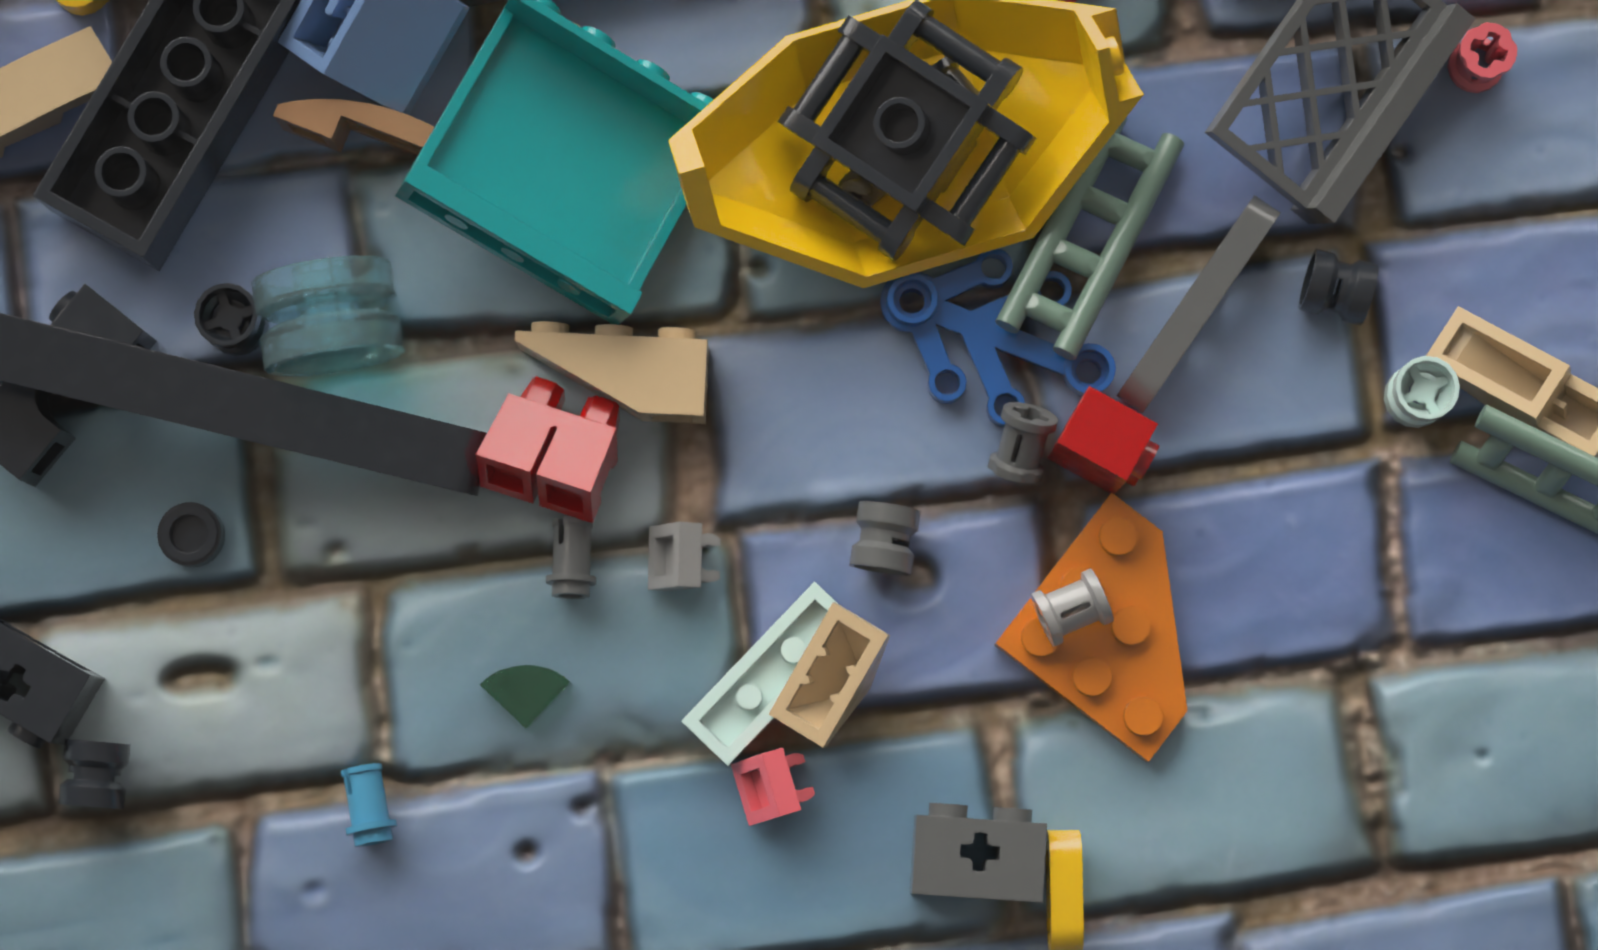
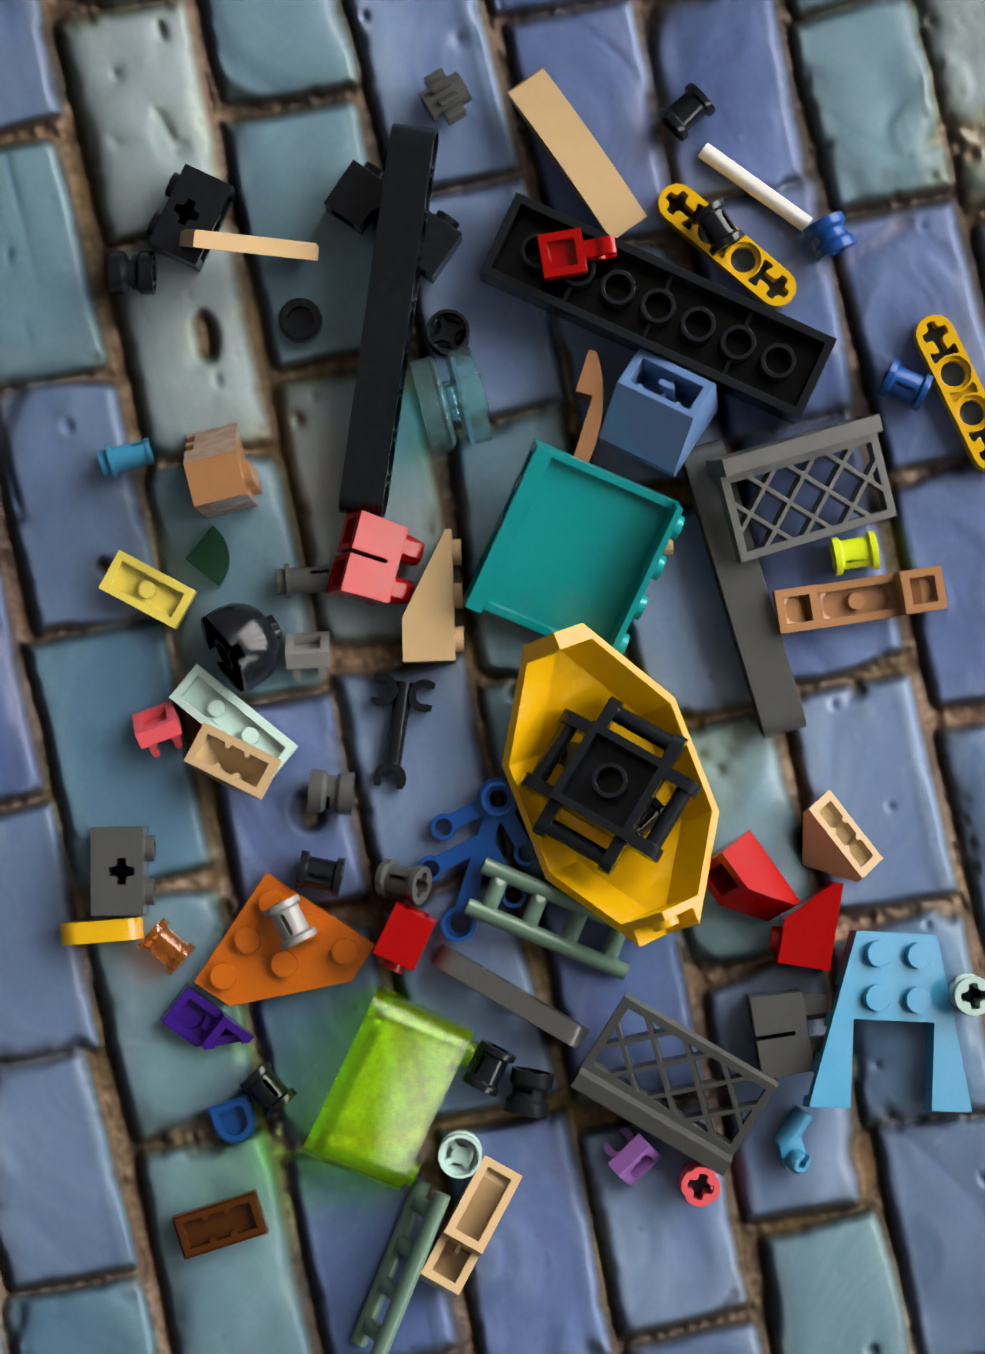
camera: 85 degrees right, 5 degrees up
(68, 593) = (249, 244): none -> tan tile
(128, 123) = (566, 253): none -> red plate
(400, 658) = (219, 473): none -> medium nougat wedge
(566, 786) = (147, 589): none -> light yellow plate
(657, 646) = (244, 643): none -> black cylinder
(752, 427) = (402, 695): none -> black bar
(1002, 563) = (320, 873): none -> black bush
(1094, 796) = (166, 946): none -> clear orange bush
(1206, 754) = (202, 1021): none -> dark purple slope
(1300, 342) = (489, 1067): none -> black bush
(1312, 663) = (268, 1089): none -> black bush
(1326, 484) = (389, 1090): none -> clear neon green windscreen
(1352, 719) = (234, 1119): none -> blue tile
(1442, 146) = (634, 1158): none -> medium lavender tile
(1505, 749) = (220, 1224): none -> reddish brown plate

